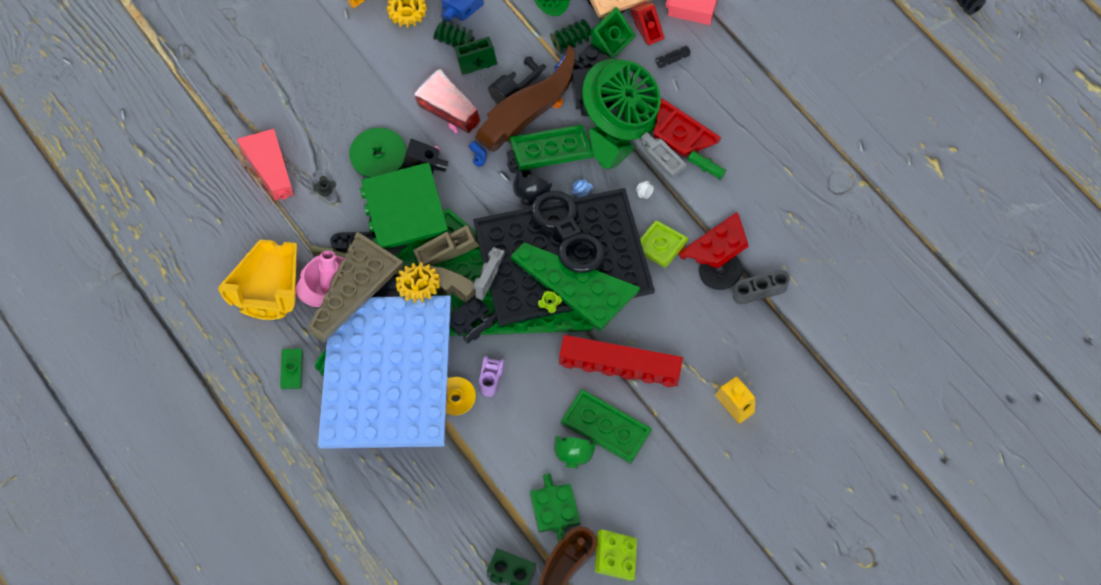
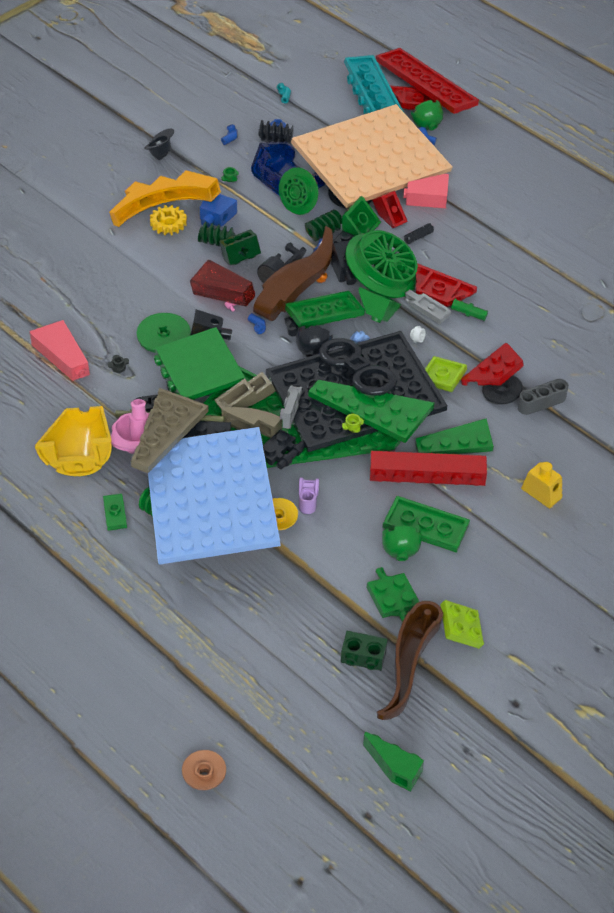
camera: 10 degrees left, 15 degrees down
(417, 282) = (226, 418): yellow gear -> none
(667, 327) = (463, 439): none -> green wing

